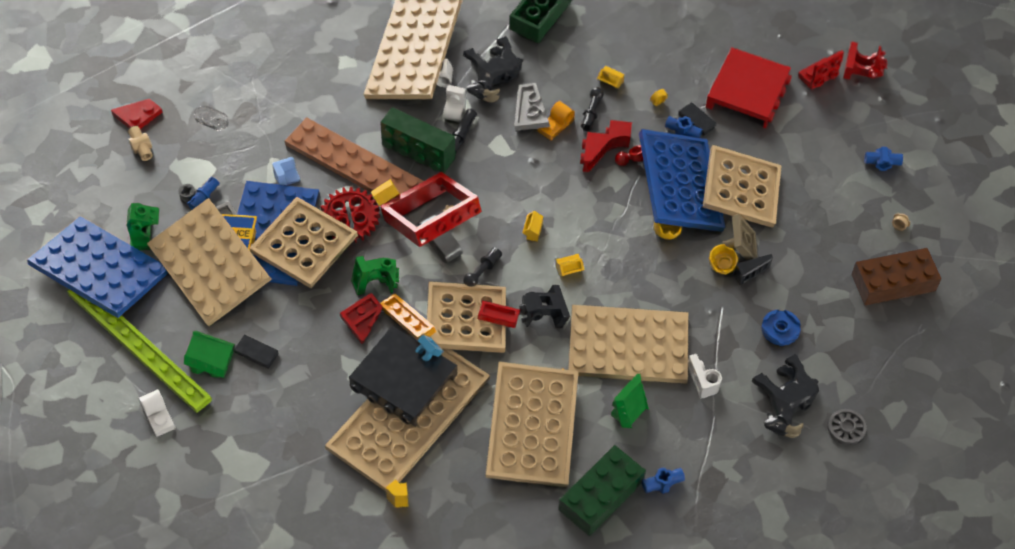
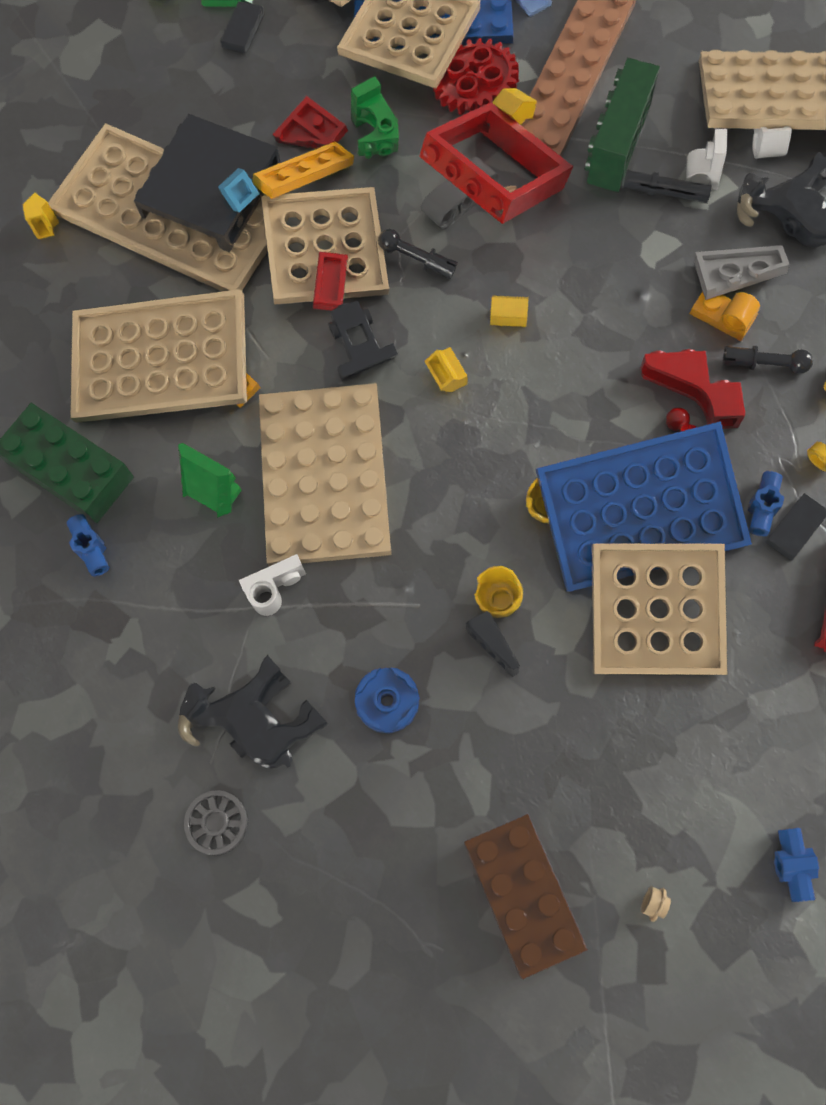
camera: 90 degrees right, 15 degrees up
(744, 238) = (541, 620): dark tan tile -> none

